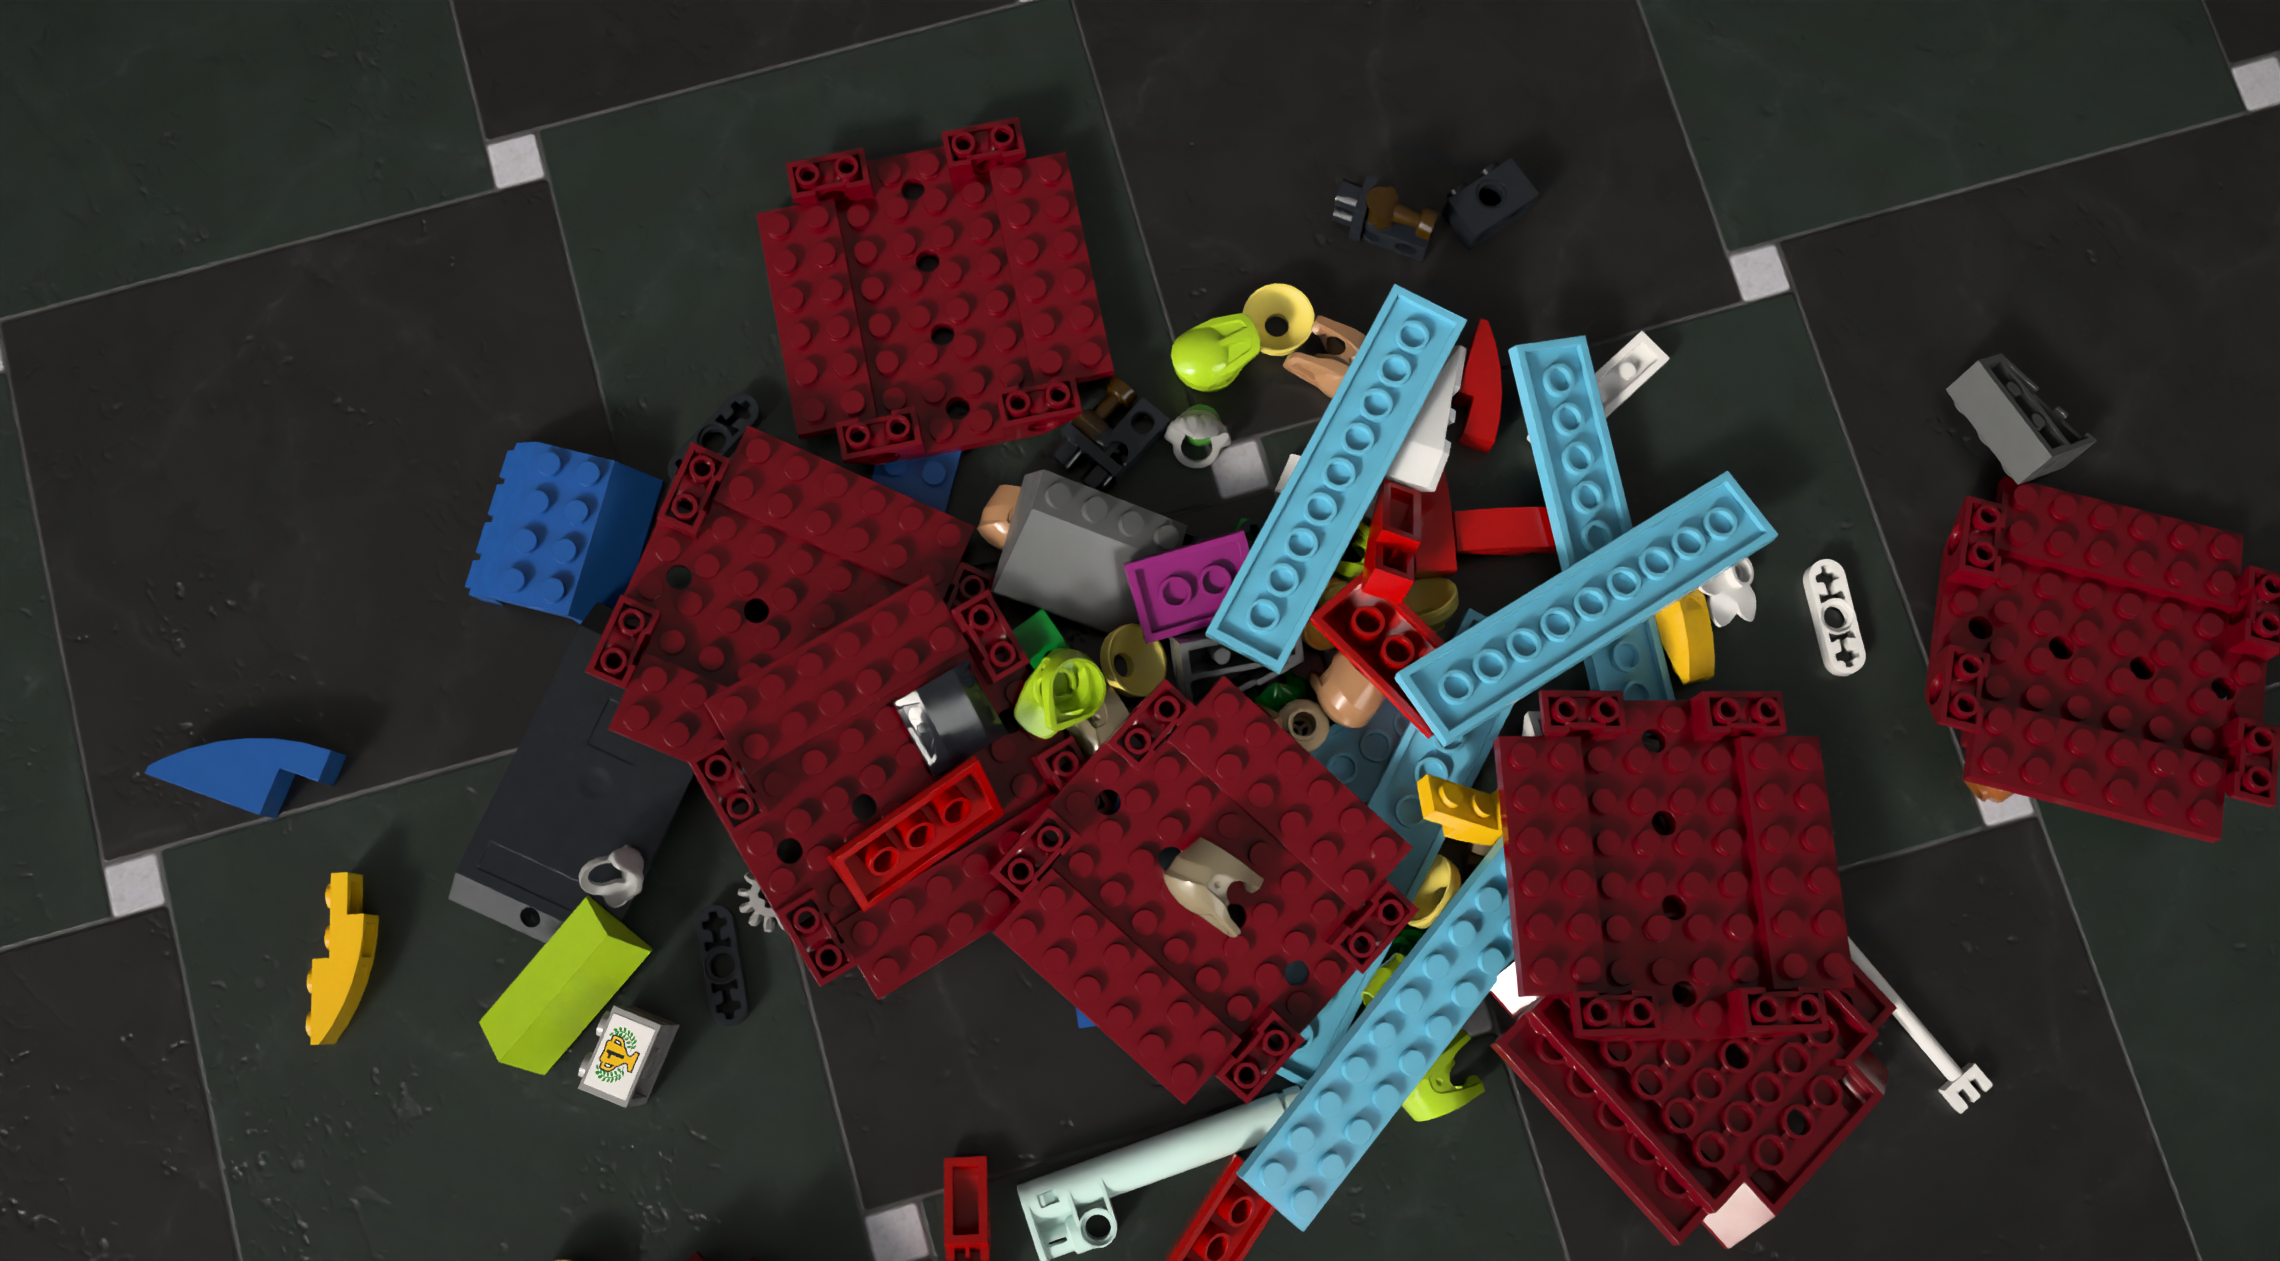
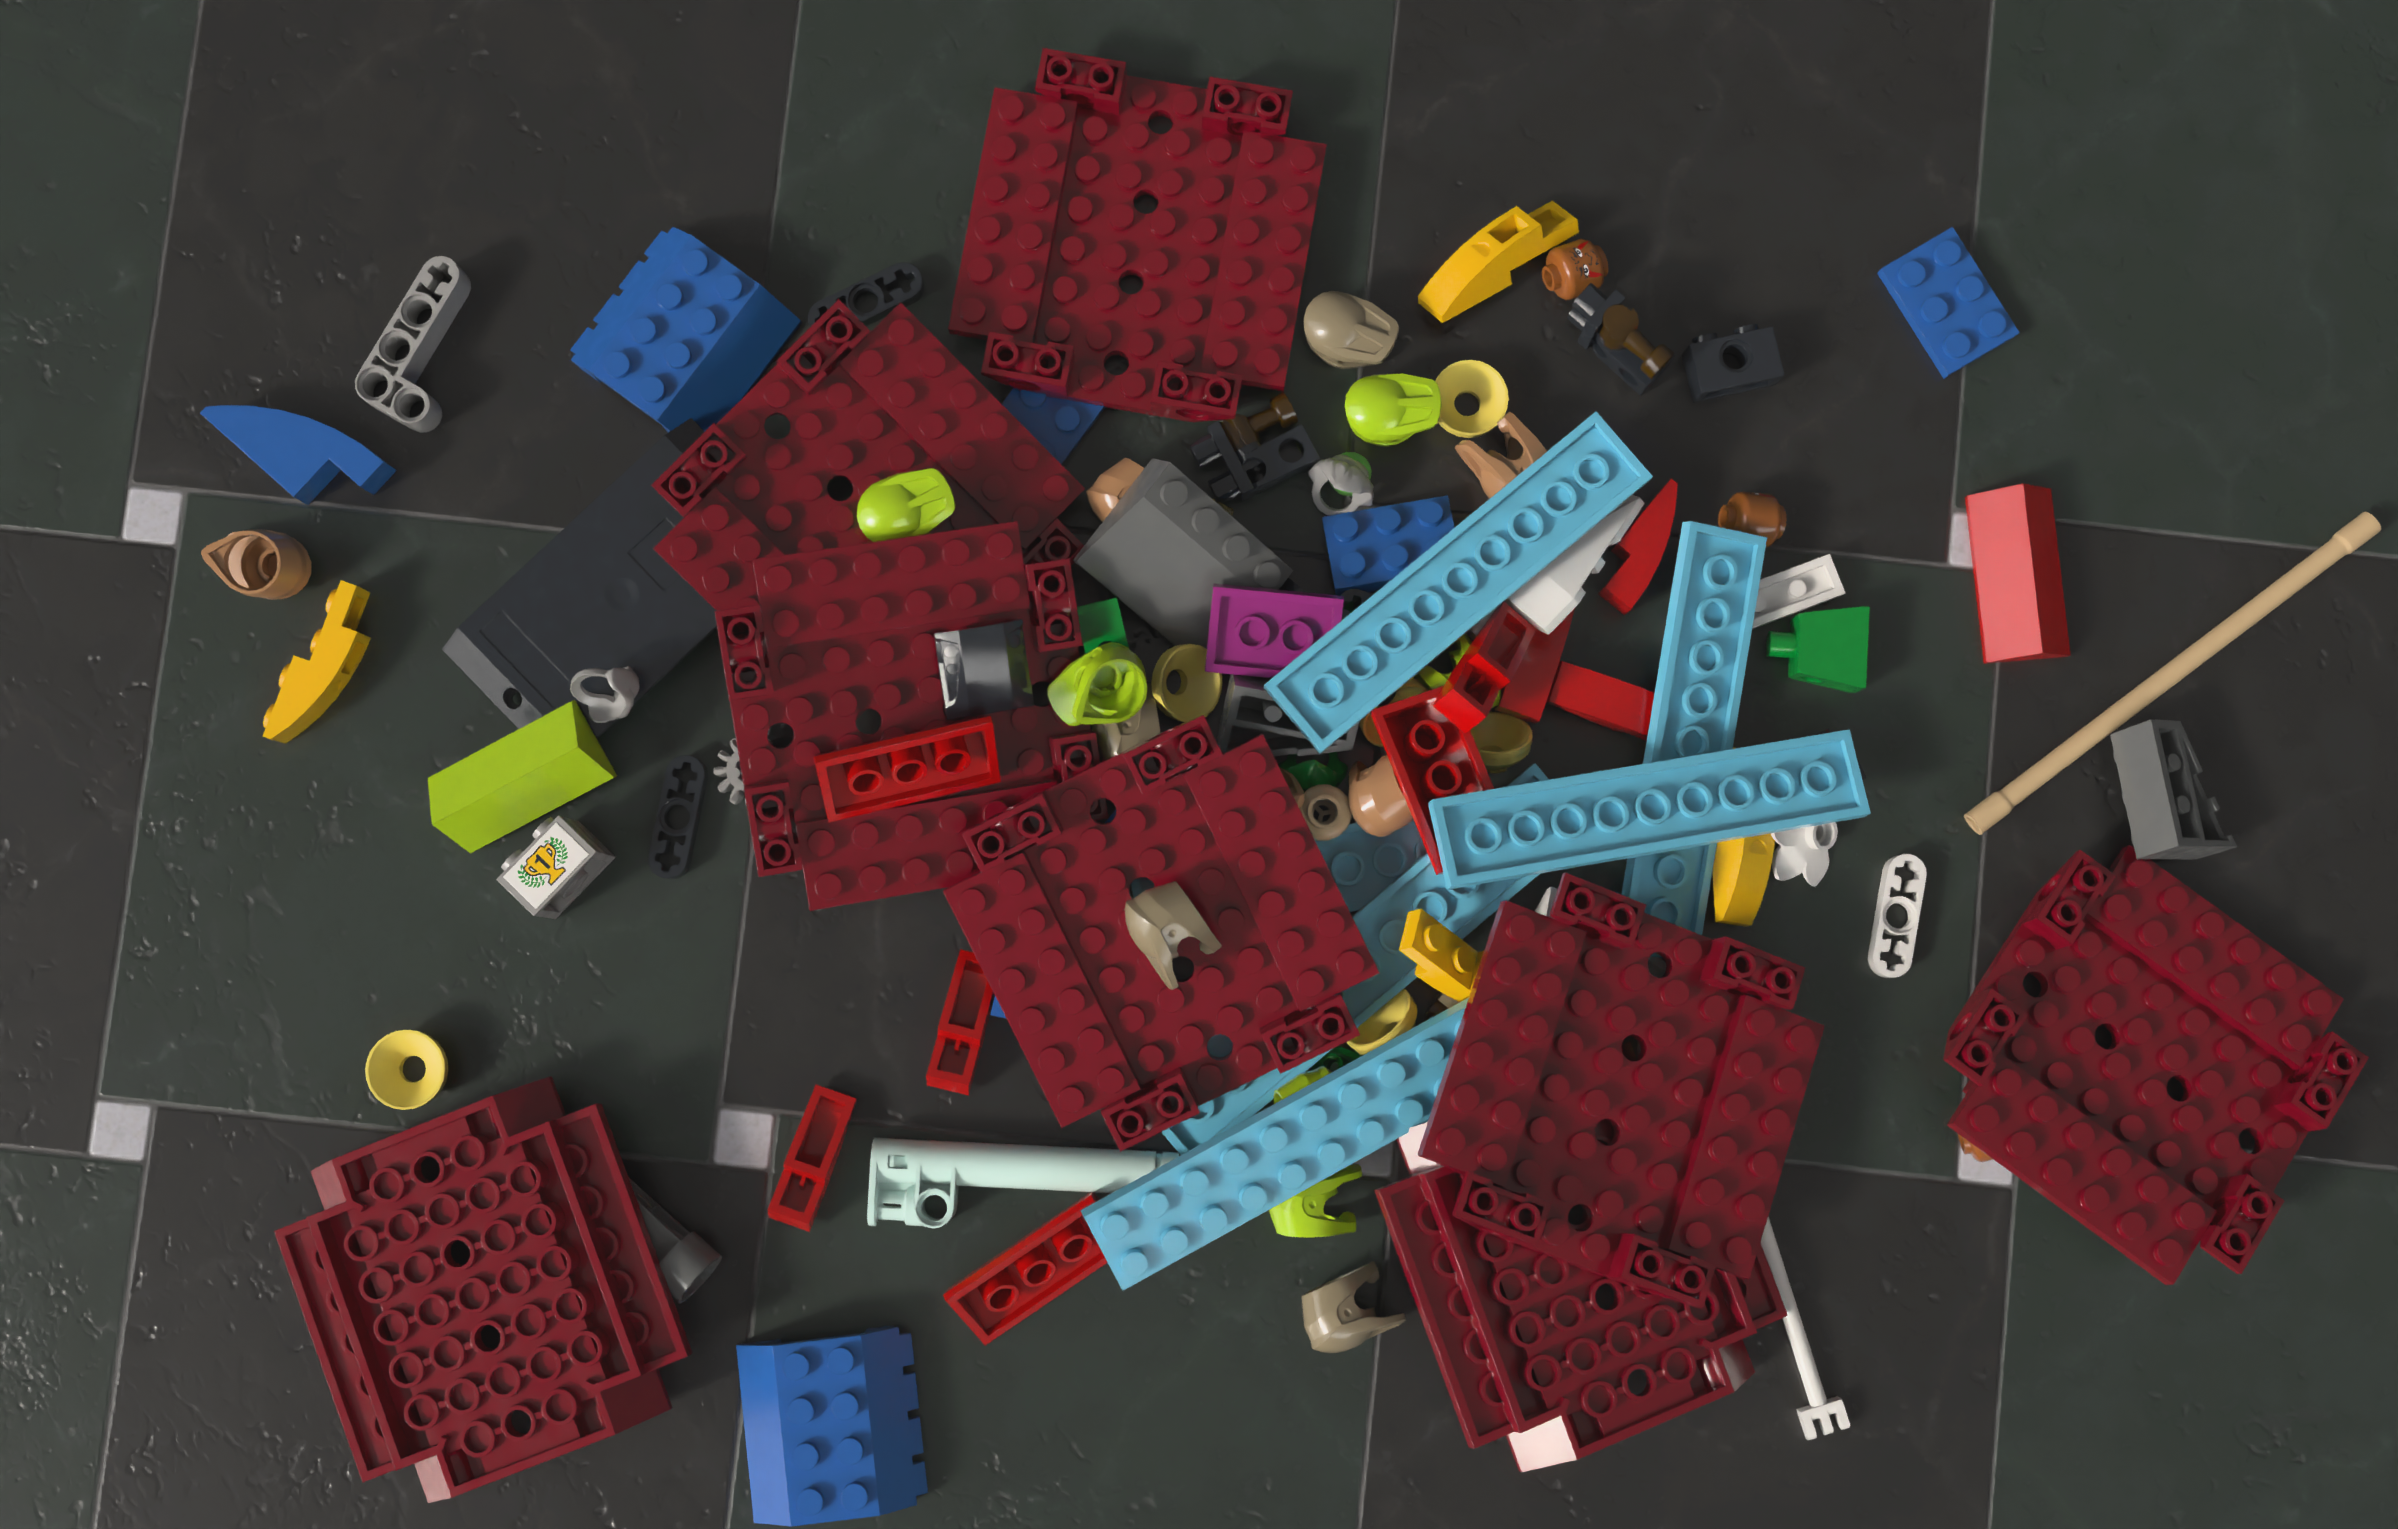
camera: 20 degrees right, 5 degrees up
(250, 887) = (260, 563): none -> medium nougat helmet
(328, 629) = (423, 341): none -> light grey beam
(822, 600) = (905, 505): none -> lime helmet
(1055, 1050) = (961, 1027): none -> red slope
(1150, 301) = (1348, 330): none -> dark tan helmet
(1244, 194) = (1485, 260): none -> yellow slope
(1253, 473) = (1380, 542): none -> blue plate
(1320, 175) = (1574, 267): none -> dark orange head
(1500, 1177) = (1336, 1321): none -> dark tan helmet
(1564, 321) = (1754, 514): none -> dark orange head
(1648, 83) = (1948, 302): none -> blue plate
(1673, 411) = (1825, 648): none -> green torso
(1806, 286) = (2017, 574): none -> slope
(1880, 483) = (2342, 543): none -> tan piece

